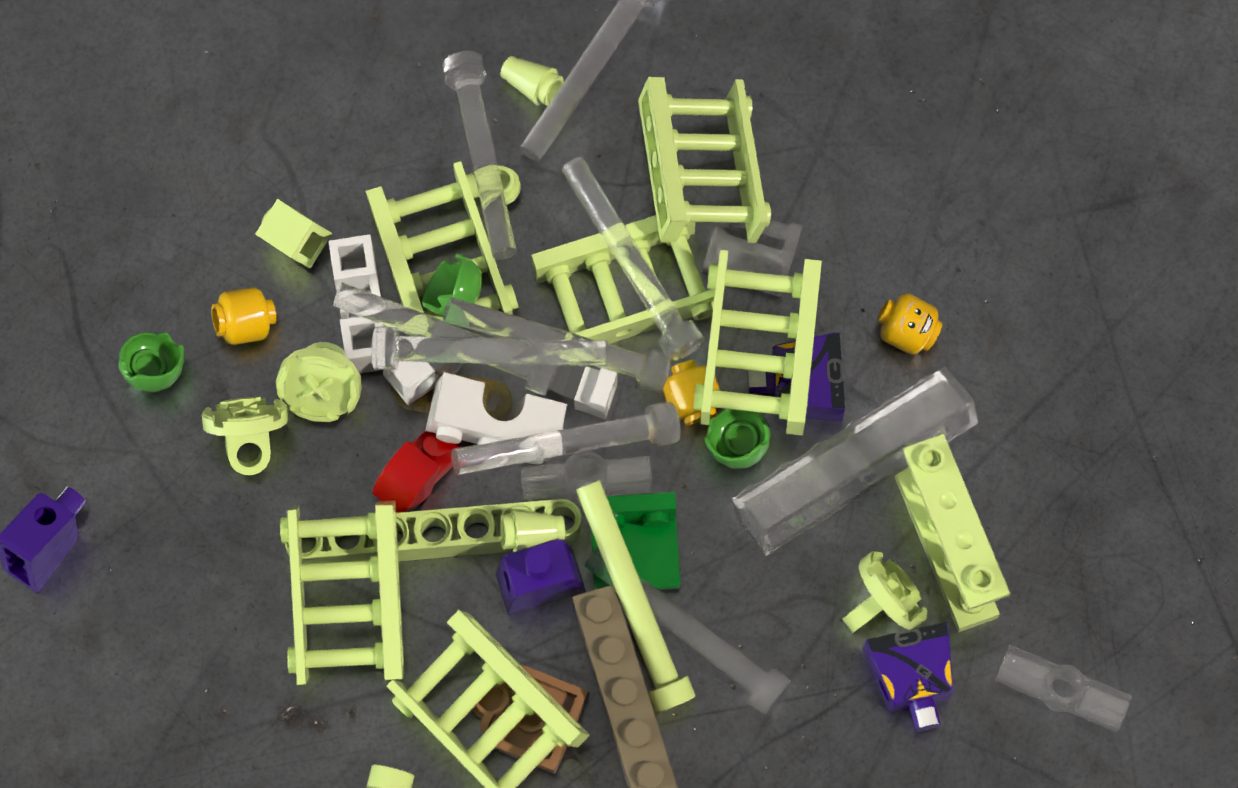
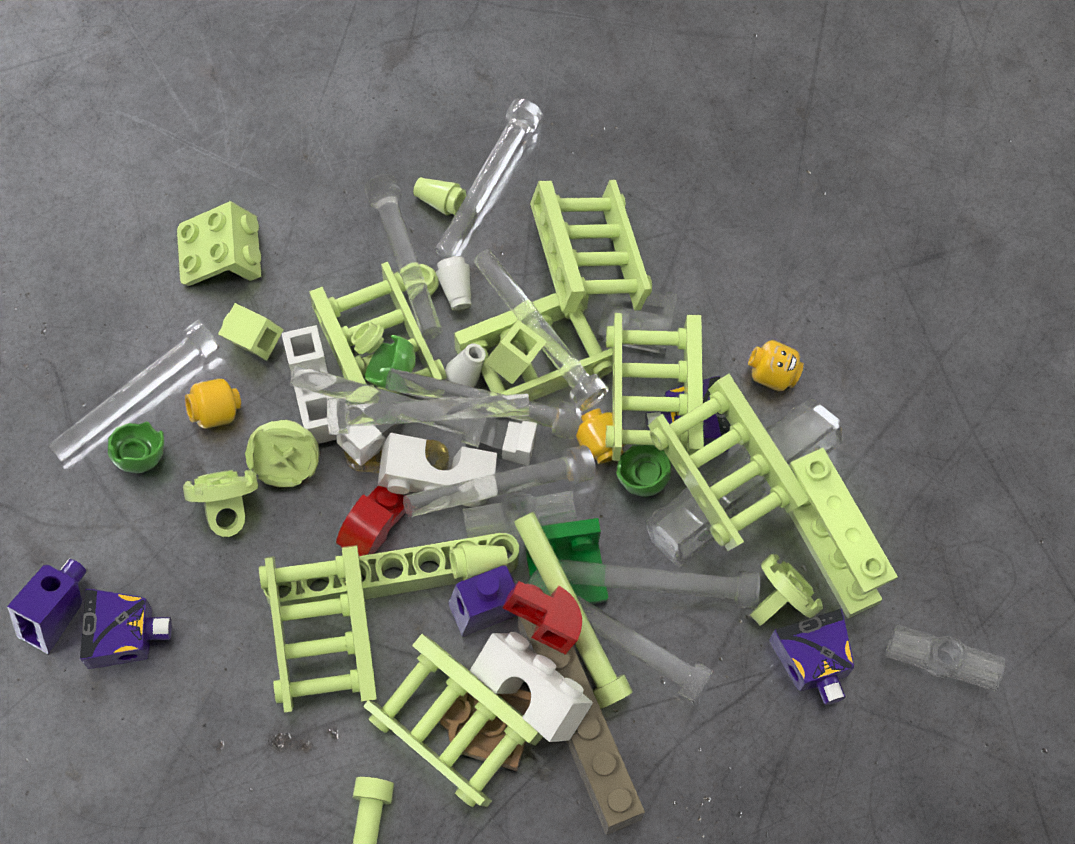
camera: 10 degrees left, 5 degrees down
(118, 572) = (119, 629): none -> dark purple torso
(230, 240) = (197, 342): none -> clear piece
(265, 121) = (217, 243): none -> yellowish green bracket
(429, 253) = (368, 338): none -> yellowish green plate
(540, 190) = (455, 281): none -> white cone
(541, 297) = (466, 366): none -> white cone
(599, 286) = (515, 351): none -> yellowish green brick
(602, 700) = (556, 701): none -> white arch
(611, 603) = (555, 616): none -> red brick
(835, 588) = (743, 589): none -> clear piece
(854, 405) = (744, 430): none -> yellowish green fence

